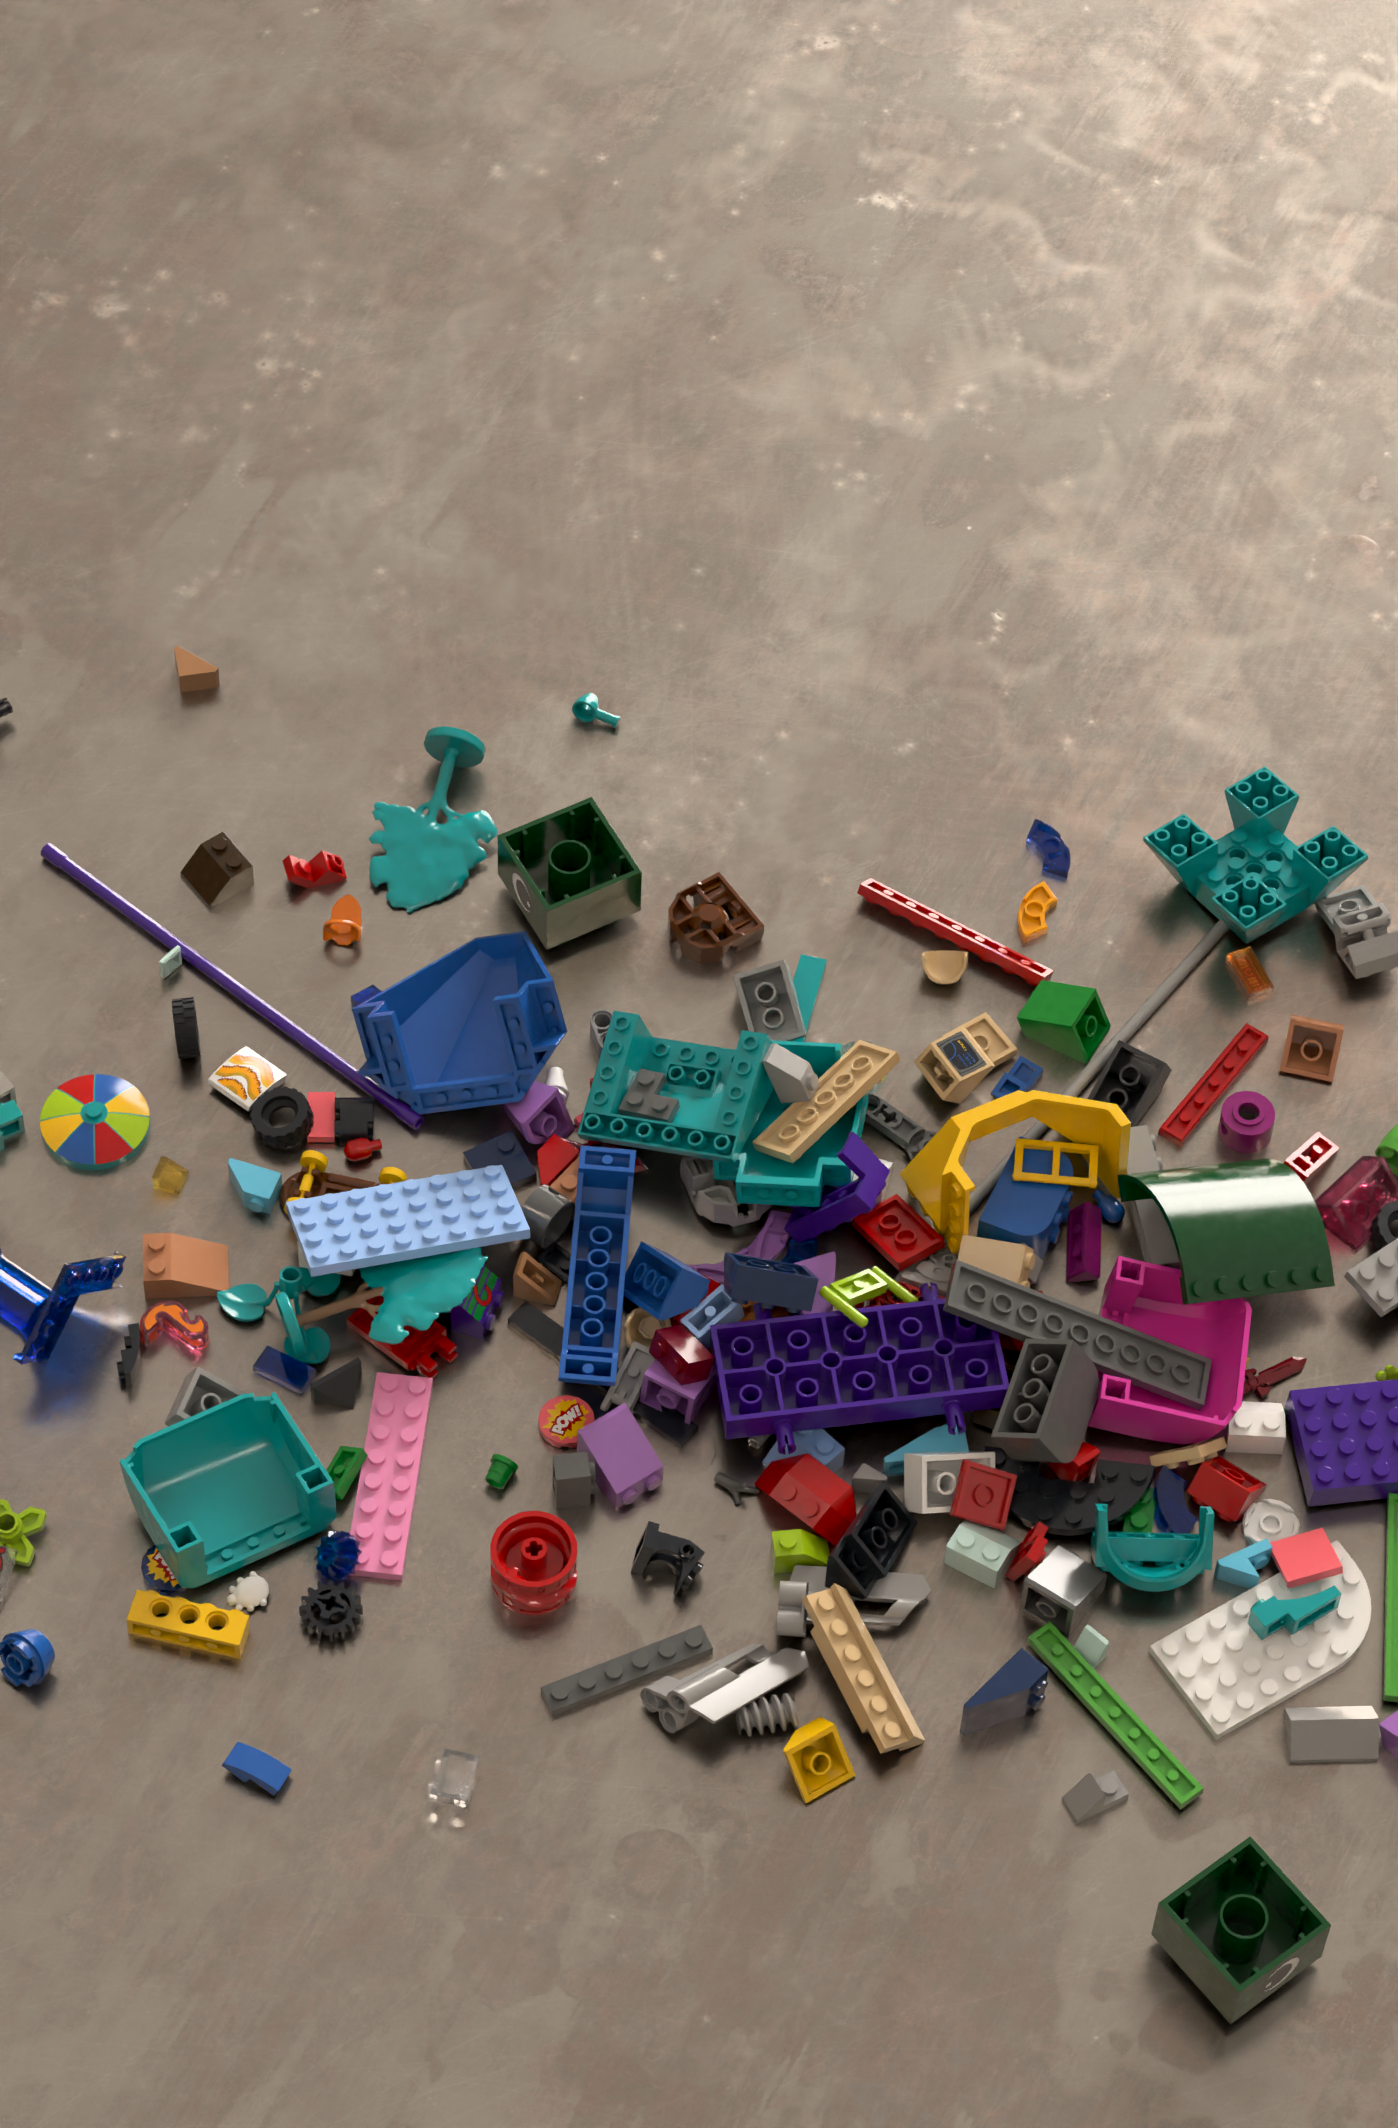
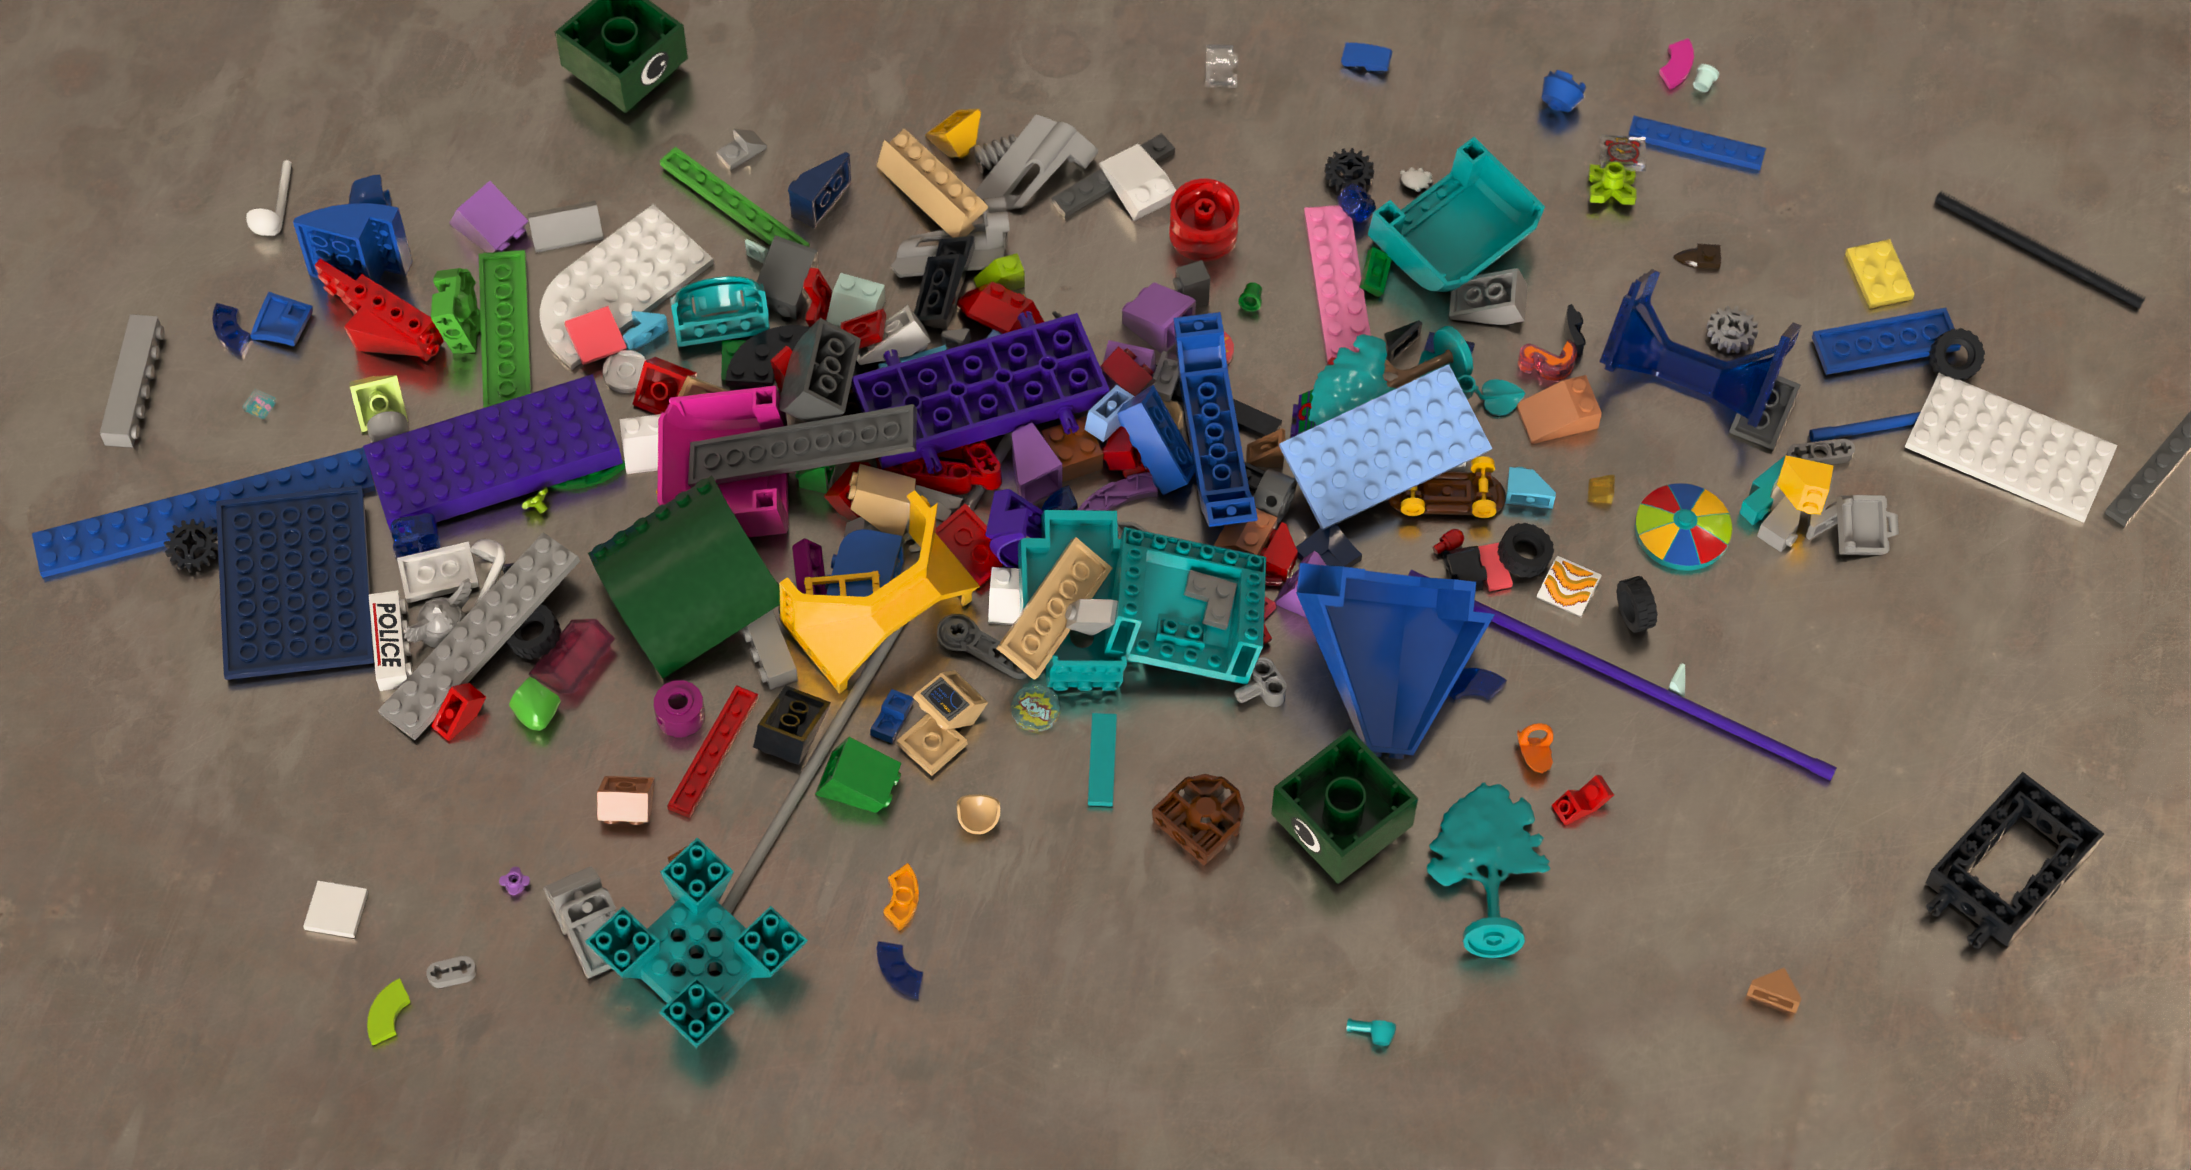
camera: 170 degrees right, 5 degrees up
(197, 1635) = (1442, 141): yellow brick -> none
(218, 871) = (1667, 780): dark brown slope -> none
(556, 1079) = (1299, 628): white cone -> none
(600, 1635) = (1138, 181): none -> white slope
(670, 1550) = (1105, 251): black tile -> none
(769, 1283) = (1068, 427): dark blue slope -> none
(770, 1001) = (1129, 736): light grey slope -> none
(862, 1287) = (993, 448): lime plate -> none
(946, 928) = (974, 851): red plate -> none
(1171, 1502) = (707, 364): clear blue tile -> none
(1271, 1375) = (635, 494): dark red sword -> none
(1293, 1614) = (599, 284): teal slope -> none
(1311, 1157) = (622, 680): slope -> none

